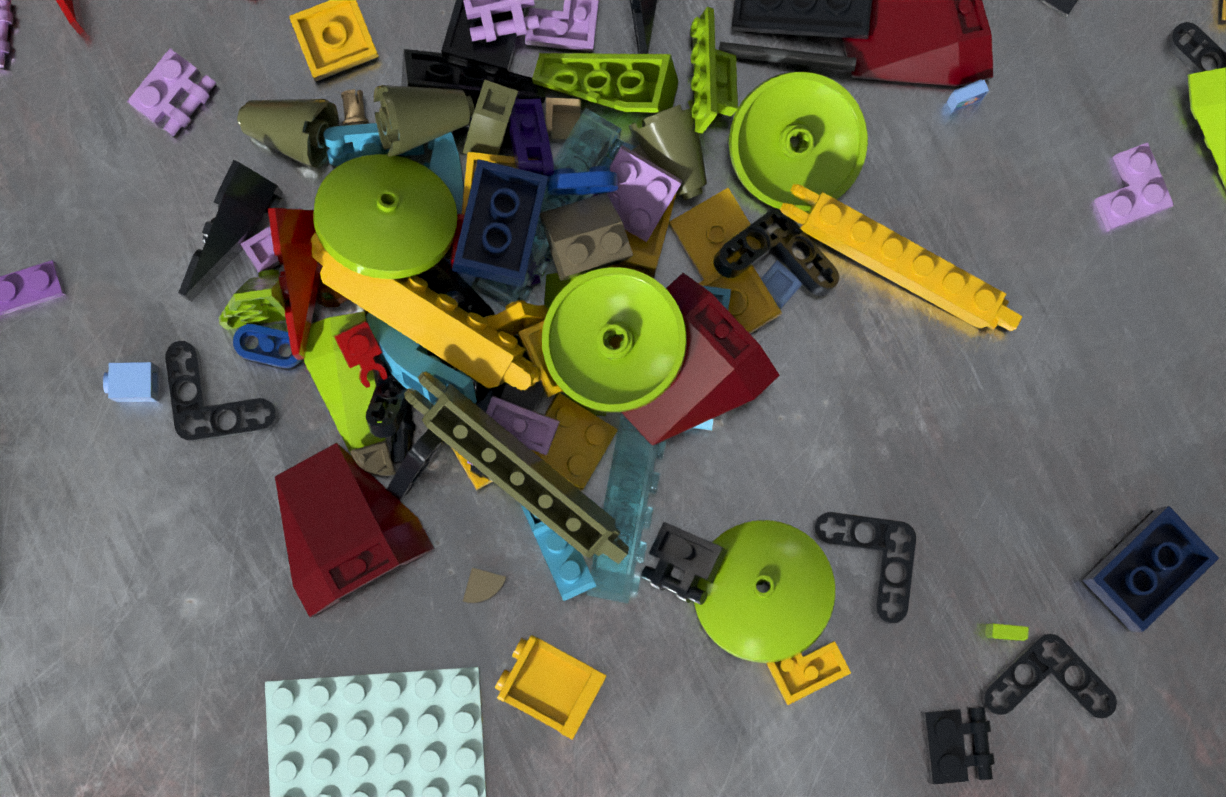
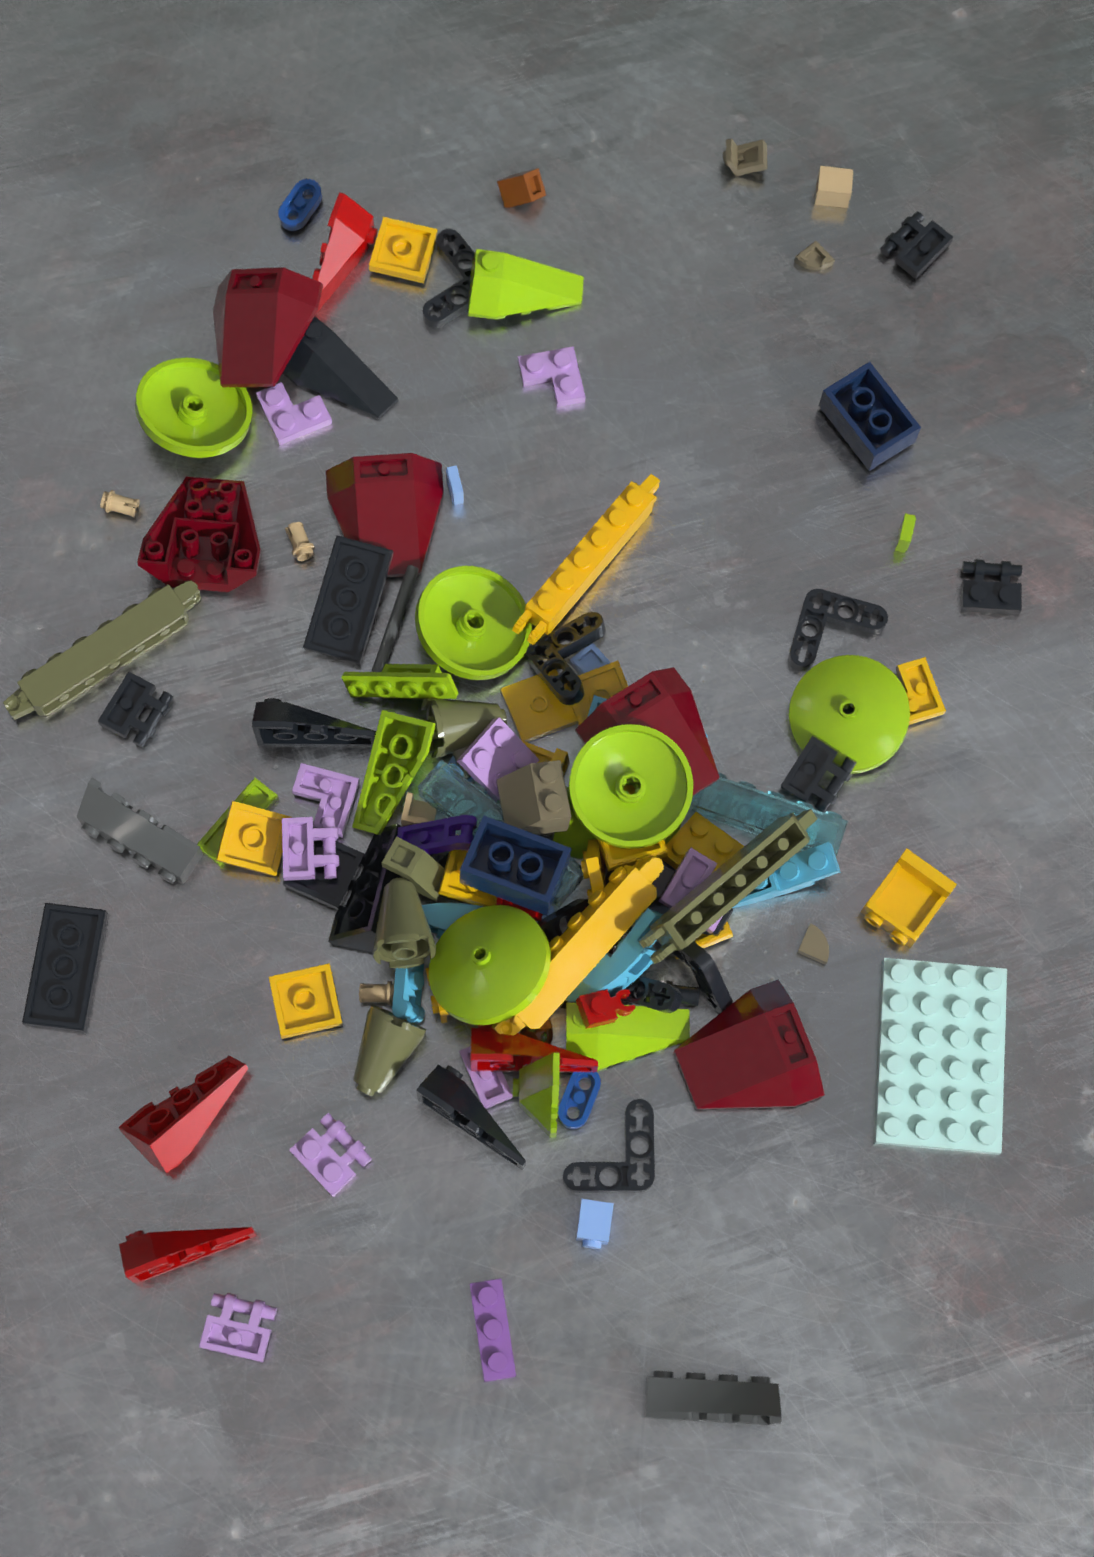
camera: 80 degrees left, 10 degrees down
(375, 459) = (694, 1017): dark tan tile -> none
(596, 181) = (487, 781): blue plate -> none
(1041, 669) = (936, 510): black beam -> none

